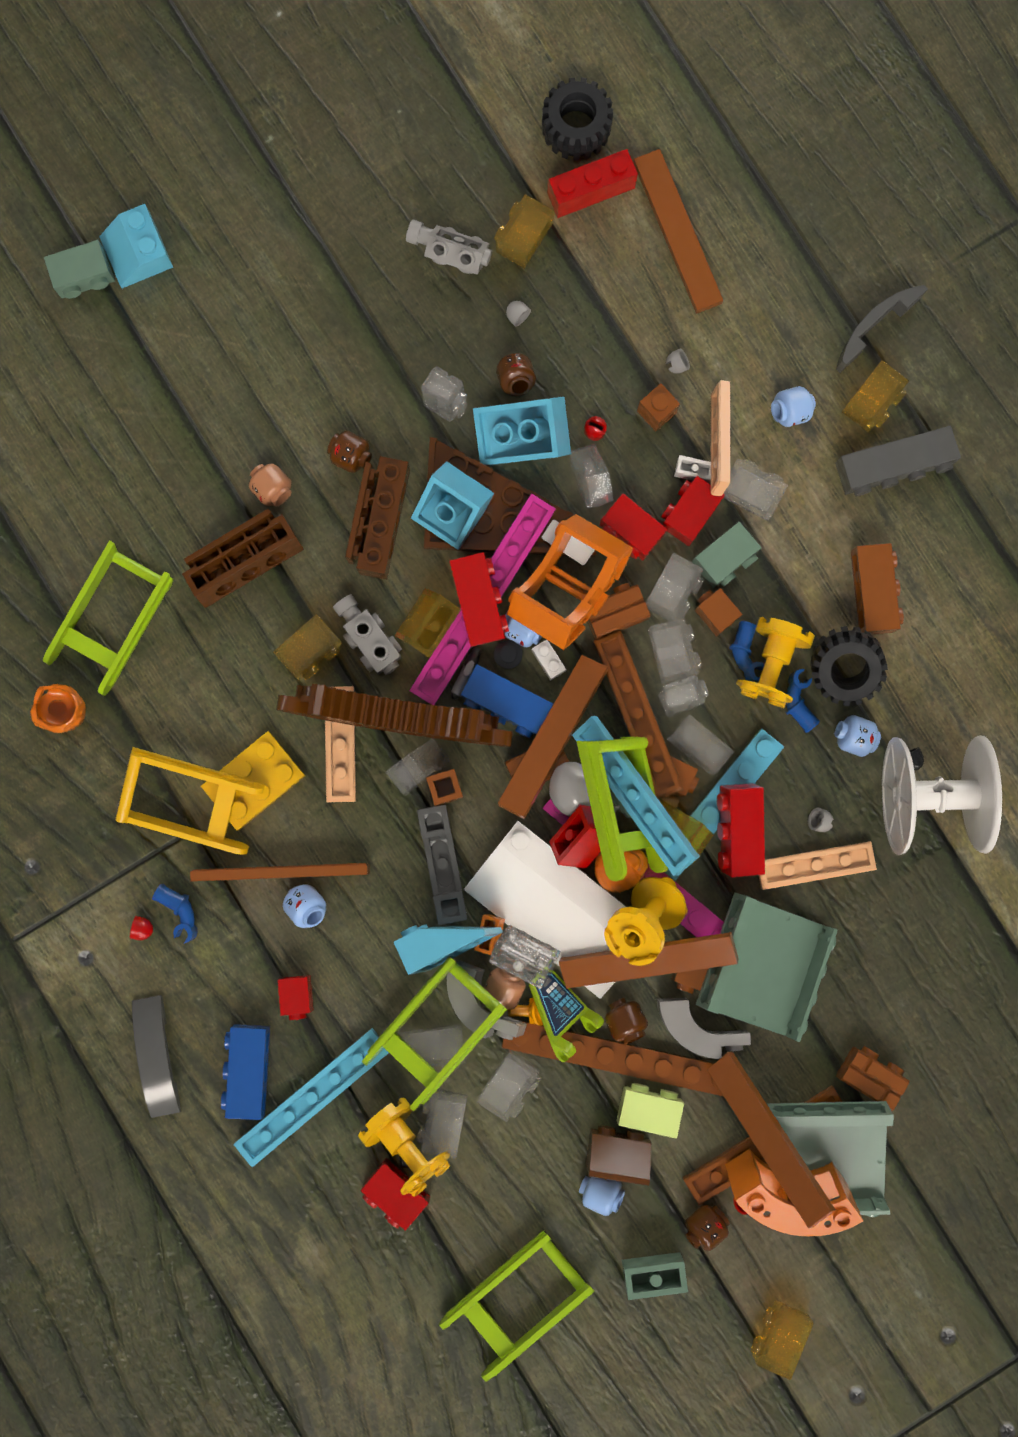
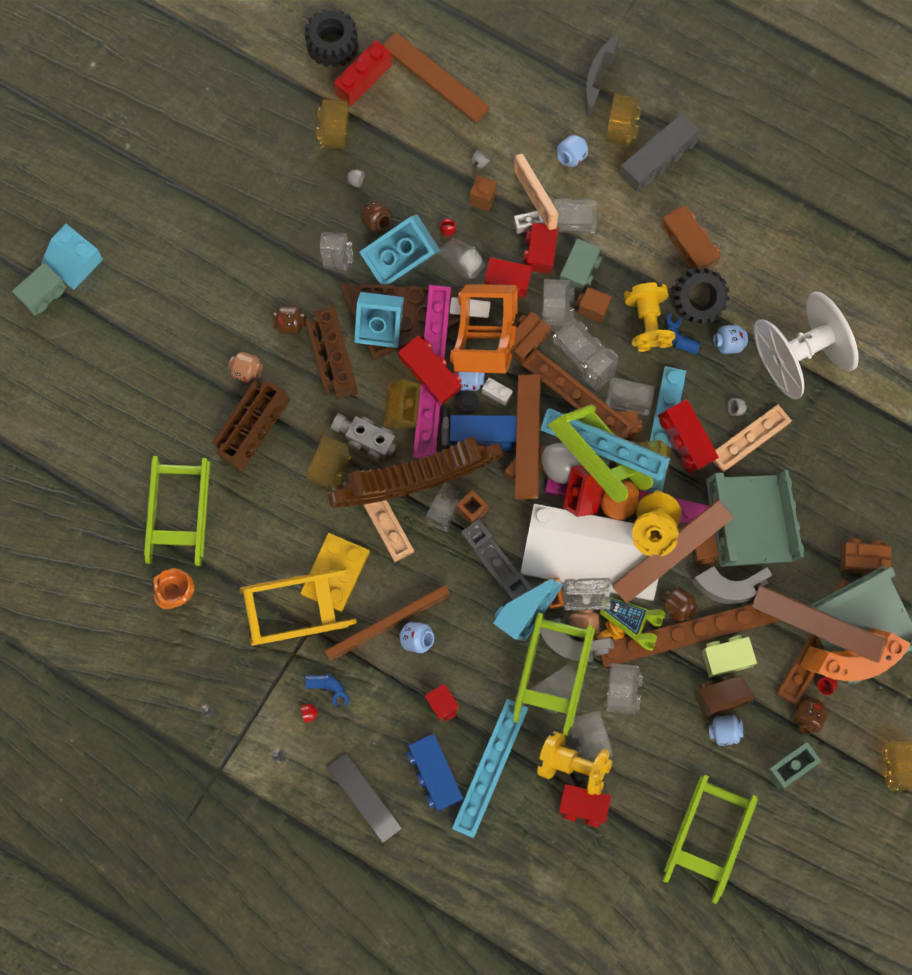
camera: 25 degrees left, 10 degrees down
(451, 252) = (291, 158): light grey brick -> none
(741, 651) = (623, 322): blue piece -> none

